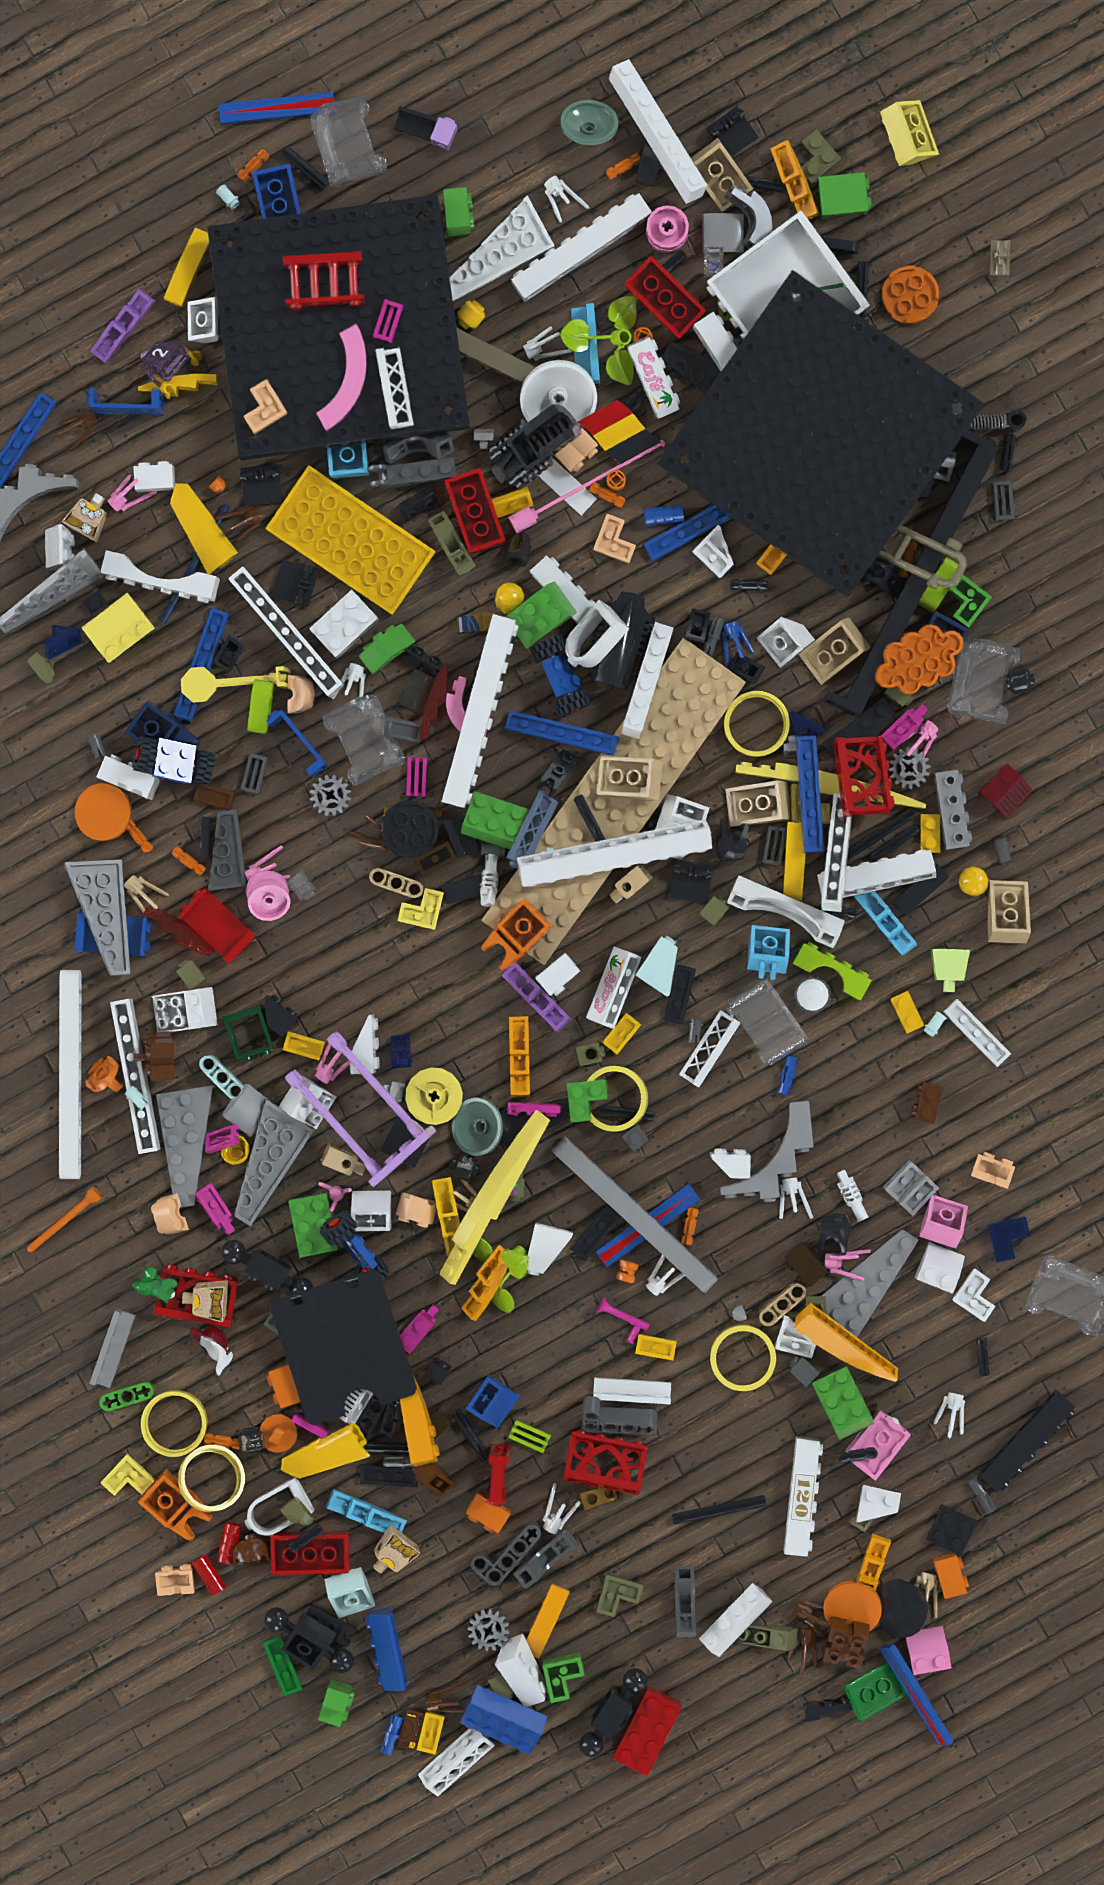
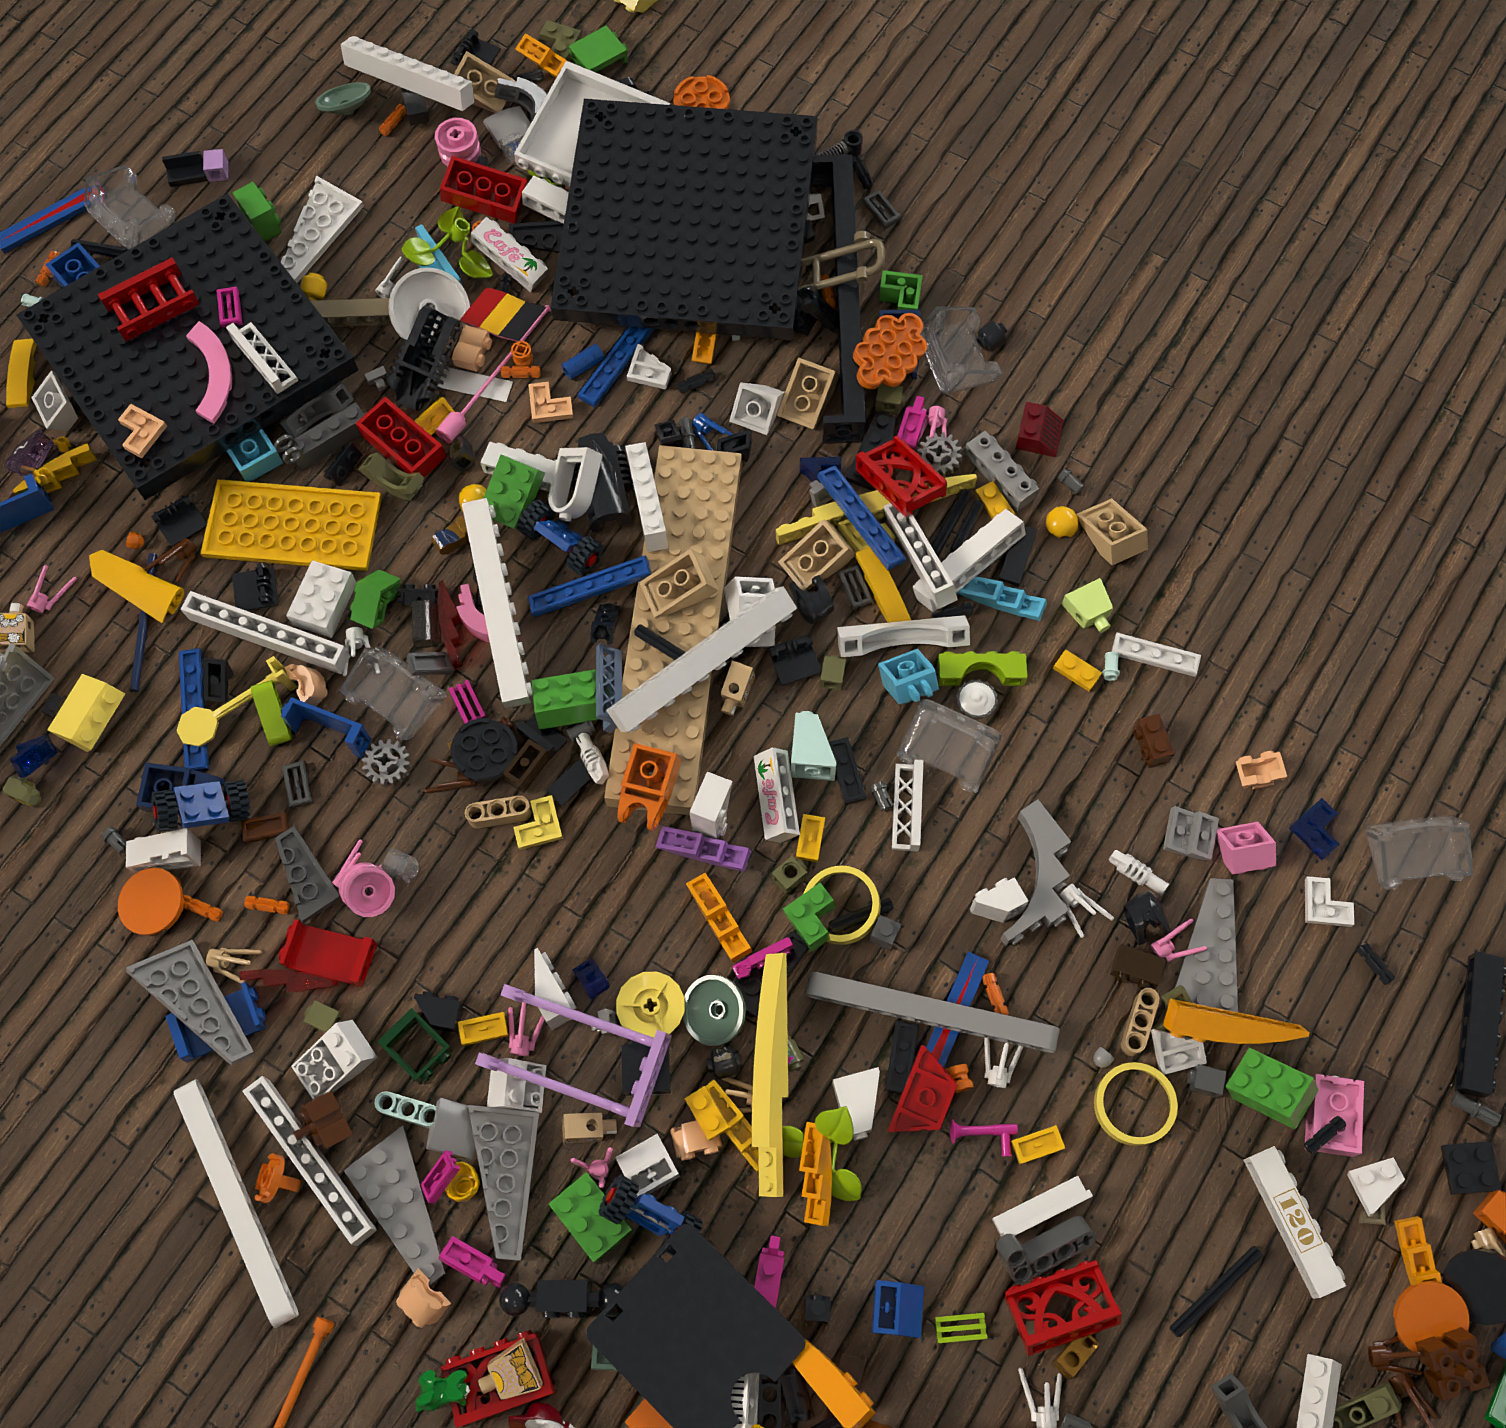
camera: 25 degrees left, 20 degrees down
(136, 1097) = (318, 1178): light aqua pin -> none
(154, 477) = (65, 562): white brick -> none
(198, 585) = (150, 635): white arch -> none
(205, 836) = (273, 869): black tile -> none
(432, 1199) = (707, 1113): none -> yellow plate
(471, 1435) = (895, 1365): black axle -> none
(499, 1458) = (954, 1388): red fence -> none
(556, 187) = (340, 160): white plant -> none
(581, 247) = (387, 194): white brick -> none
(595, 1270) = (924, 1096): none -> red wing
(786, 723) = (780, 463): light yellow piece -> none
(787, 1075) = (1000, 790): blue pin -> none
(932, 597) = (869, 299): lime beam -> none
(940, 1267) = (1273, 896): white slope -> none
(954, 1402) = (1381, 1026): white plant -> none
(999, 258) = (761, 36): dark tan hips -> none

